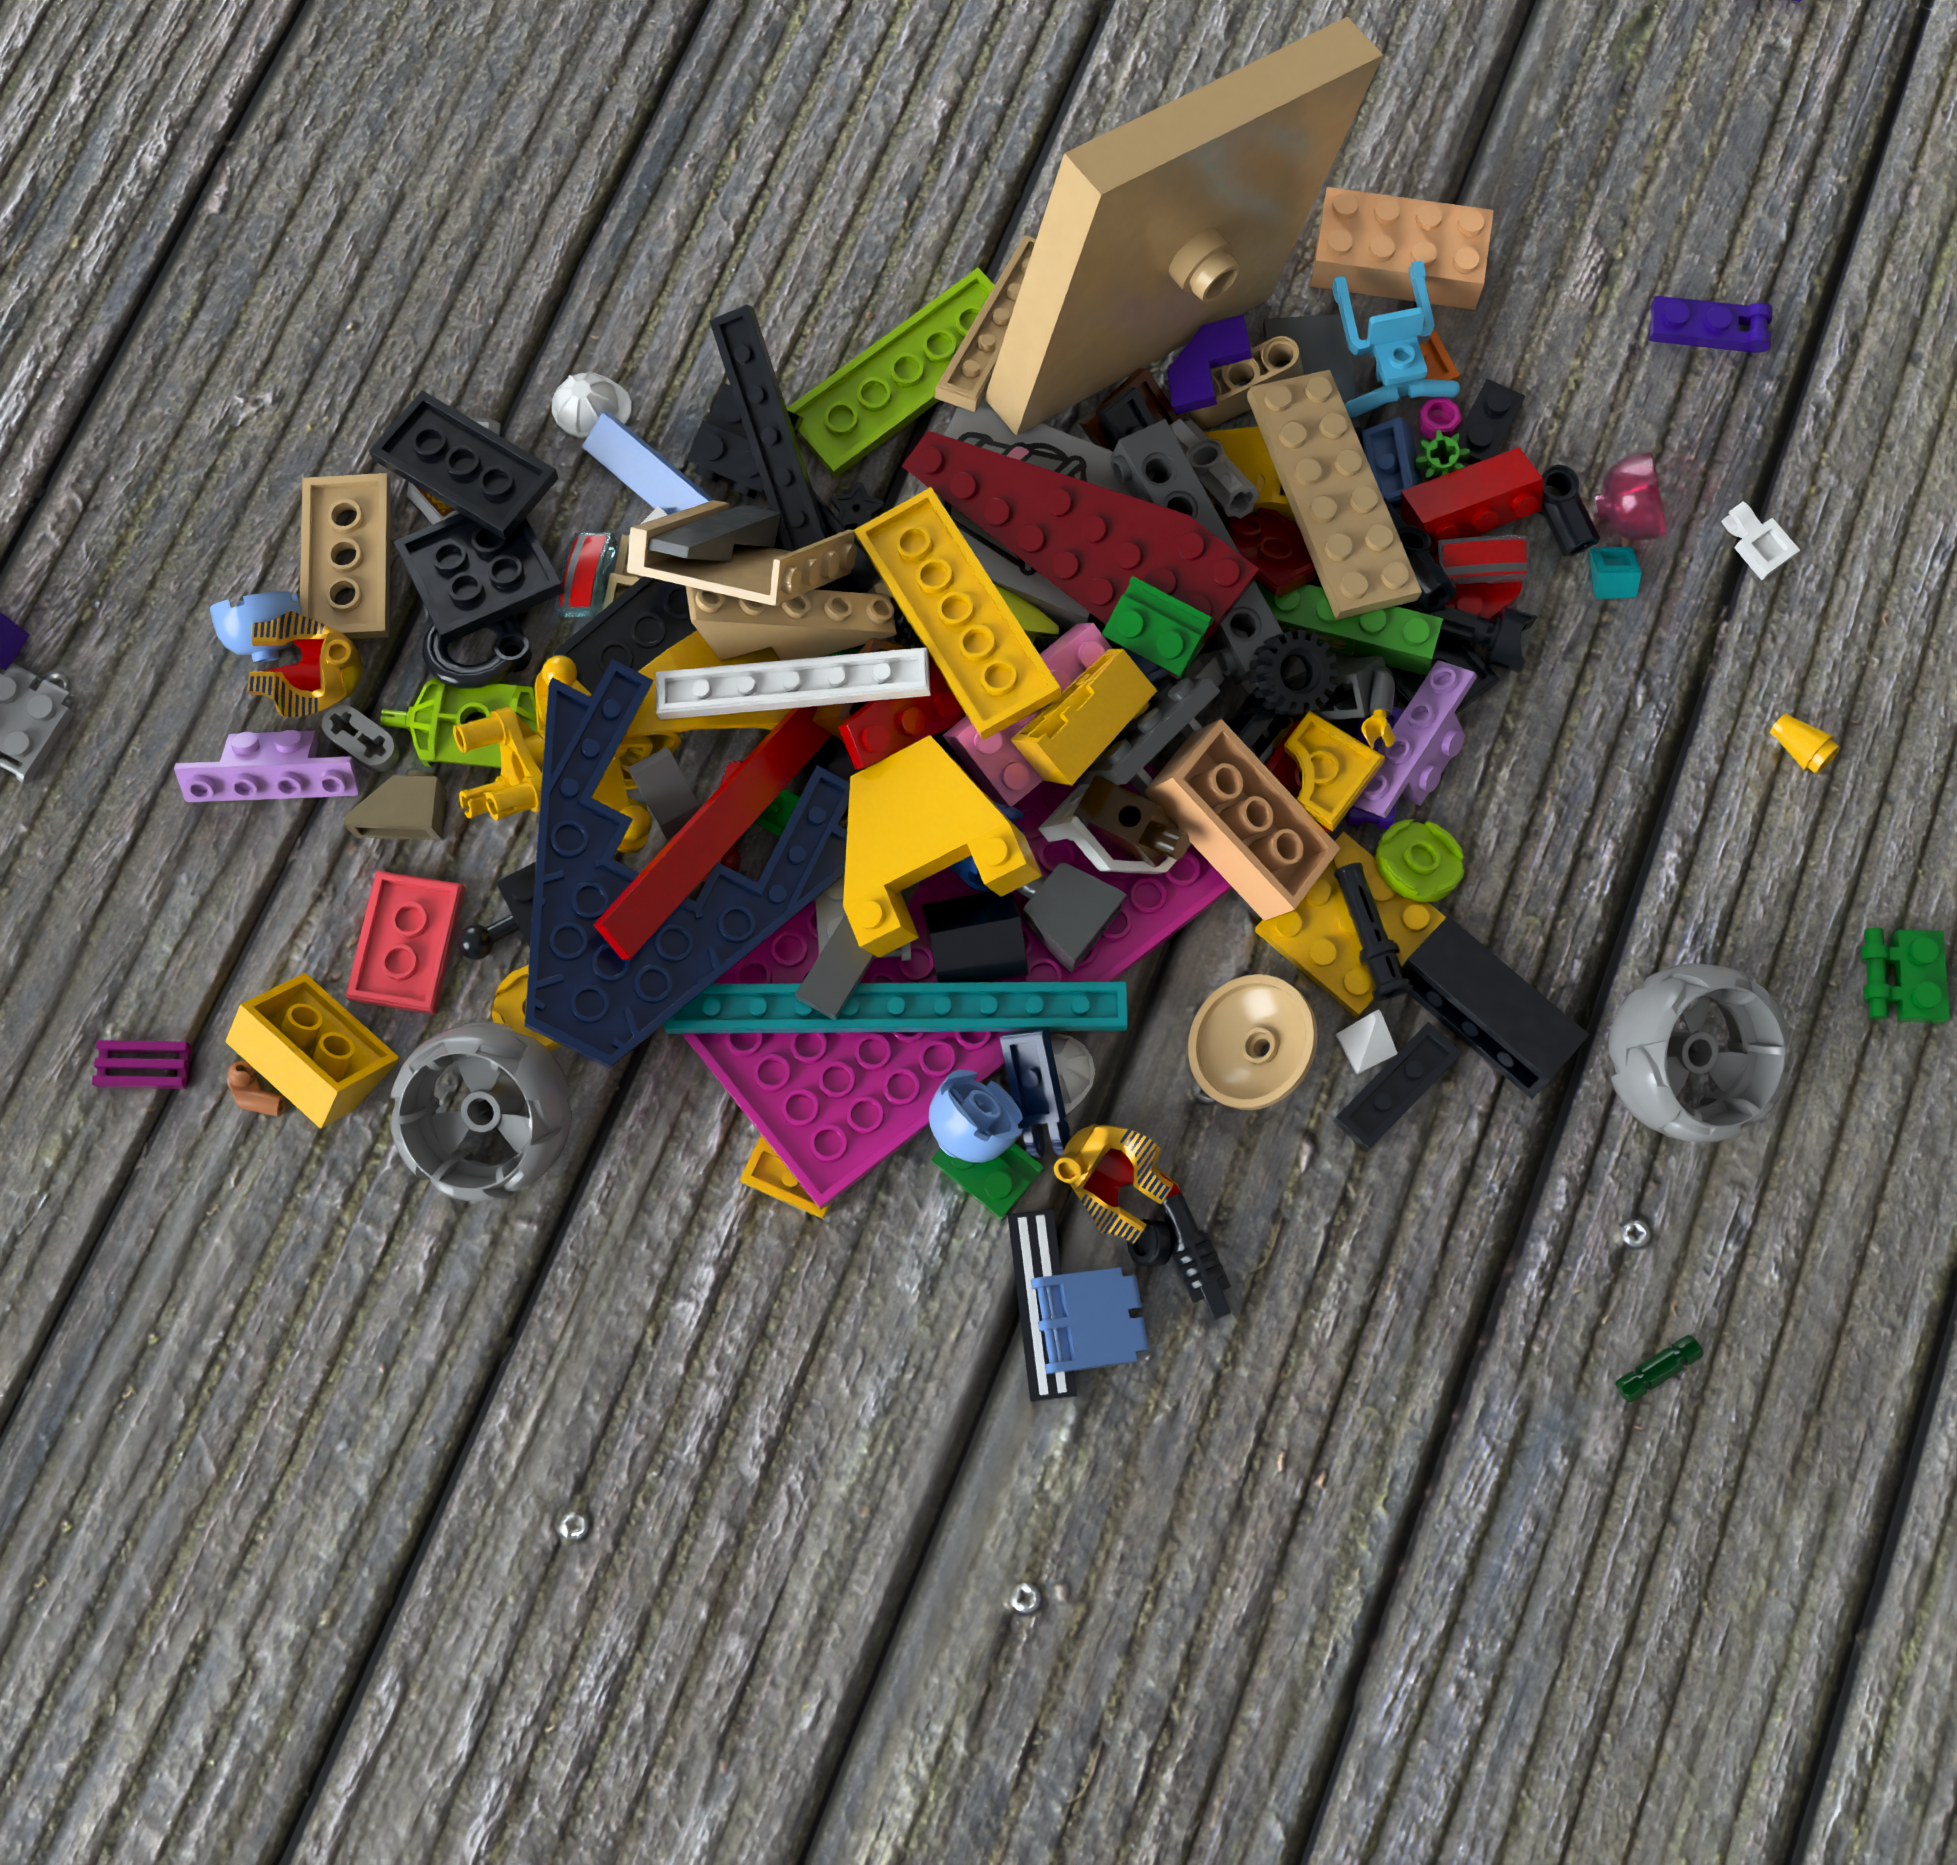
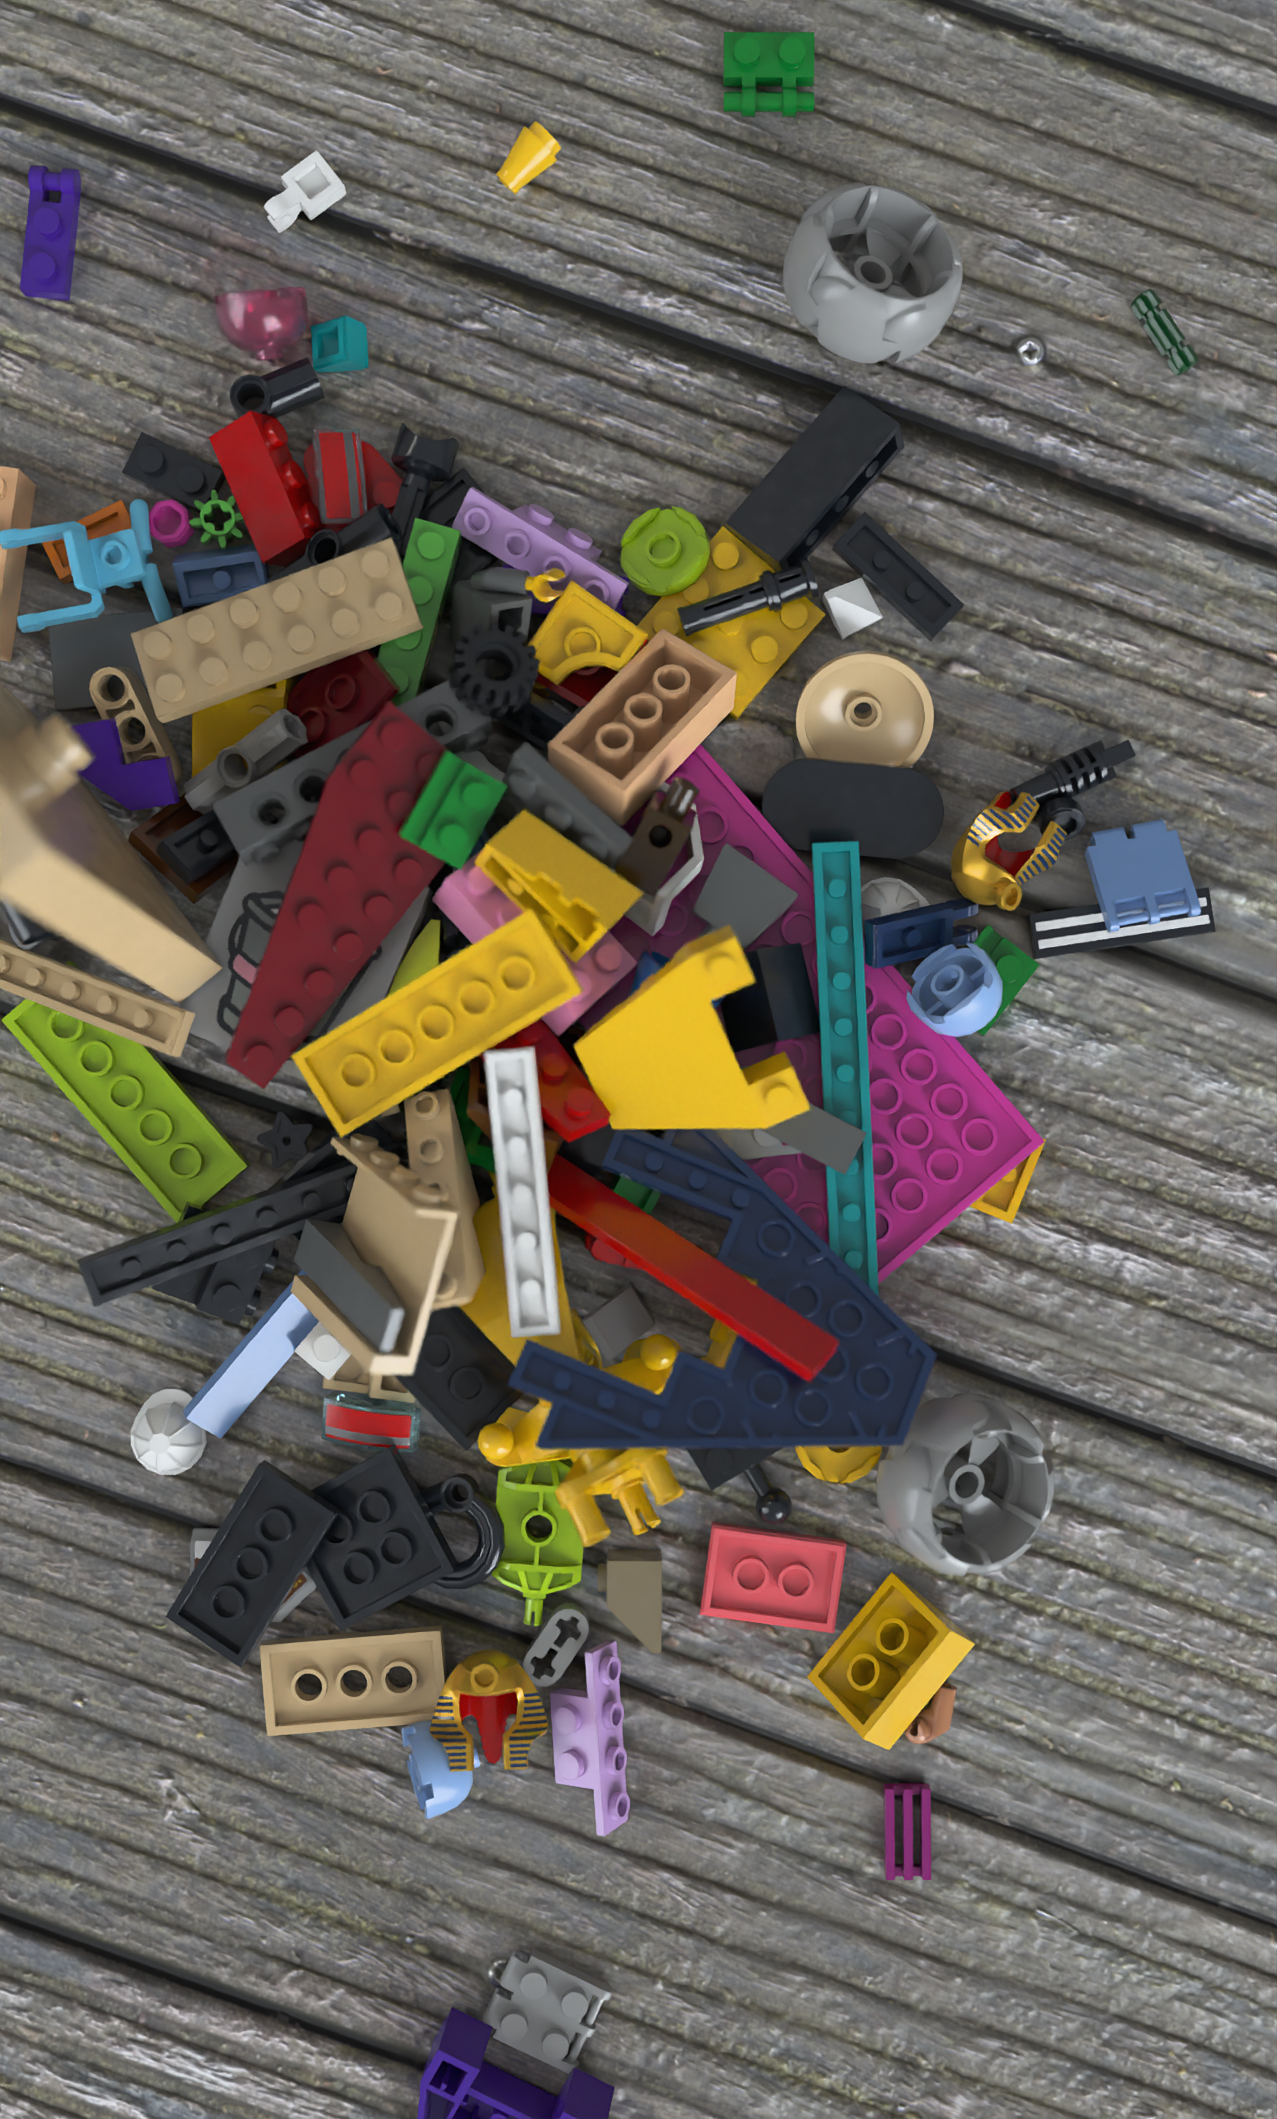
camera: 90 degrees left, 15 degrees up
(1167, 1036) = (880, 805): none -> black tile

